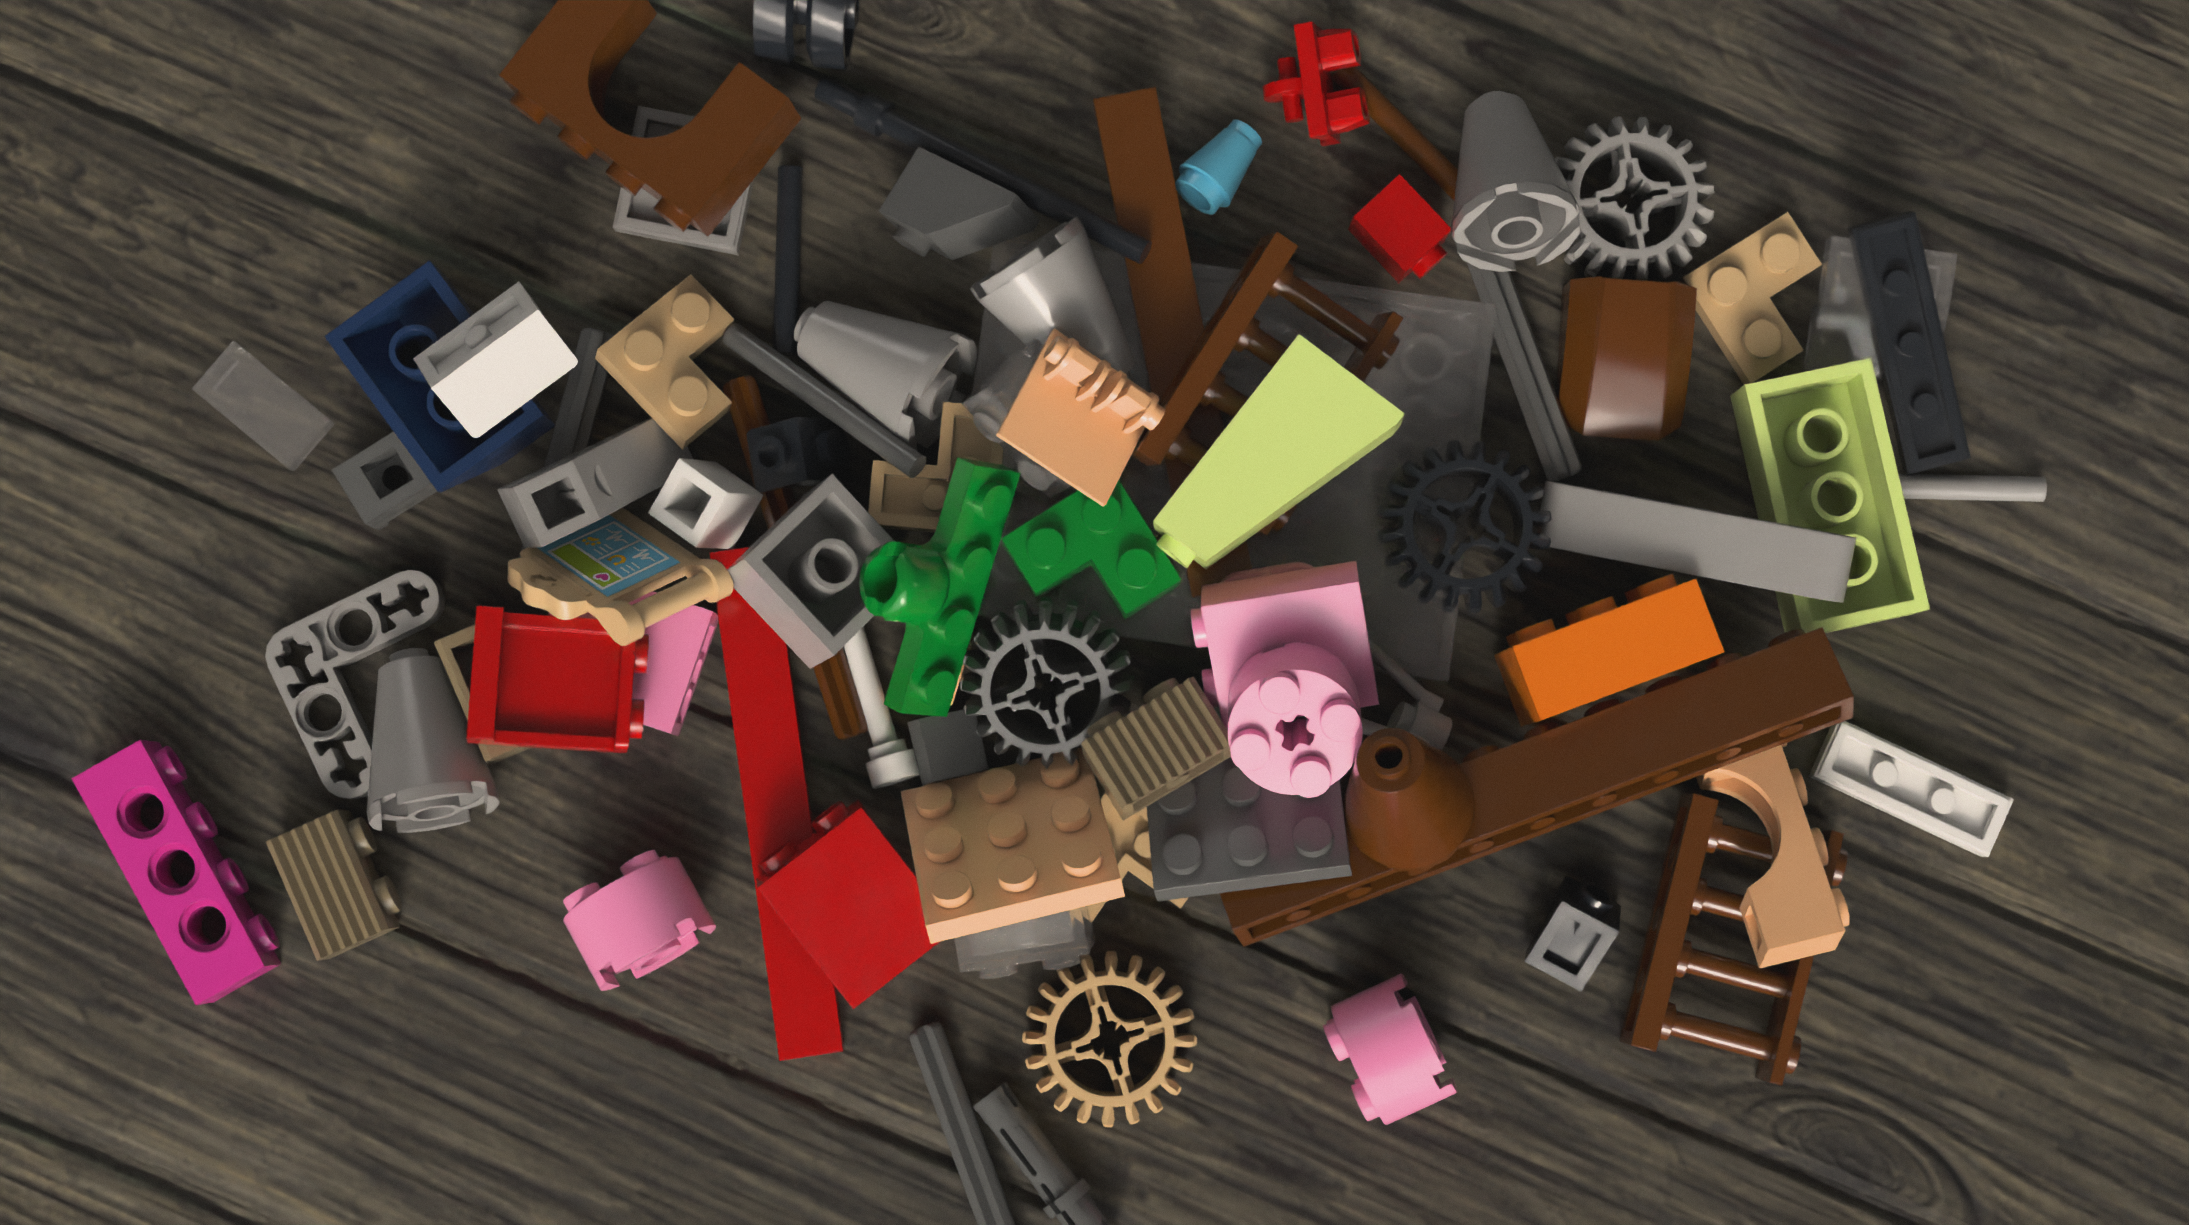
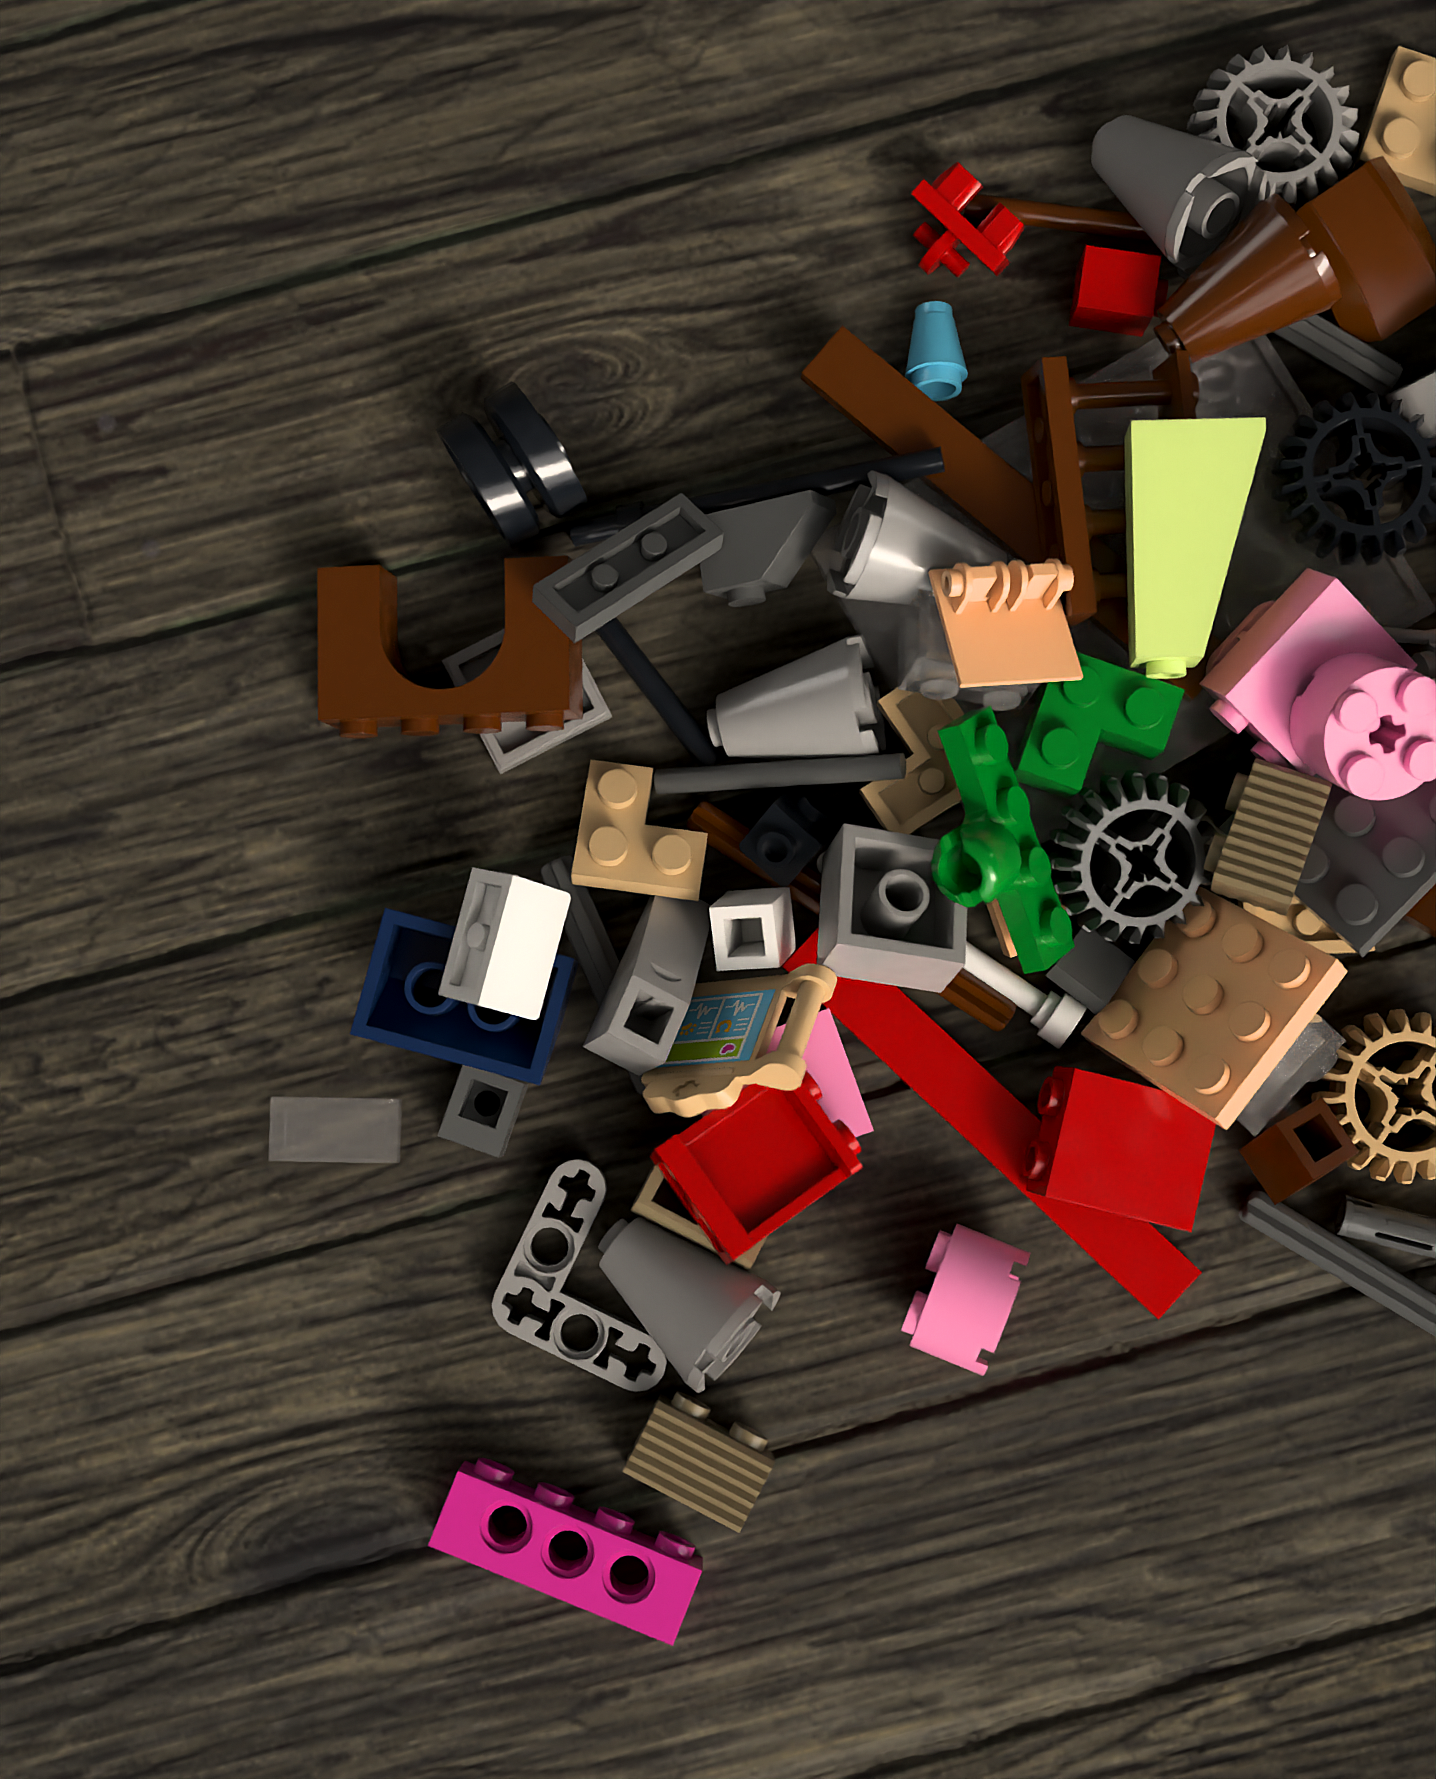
camera: 30 degrees left, 0 degrees up
(826, 143) = (627, 567): none -> dark grey plate
(990, 1014) = (1298, 1150): none -> reddish brown brick
(1493, 305) = (1249, 285): none -> reddish brown cone

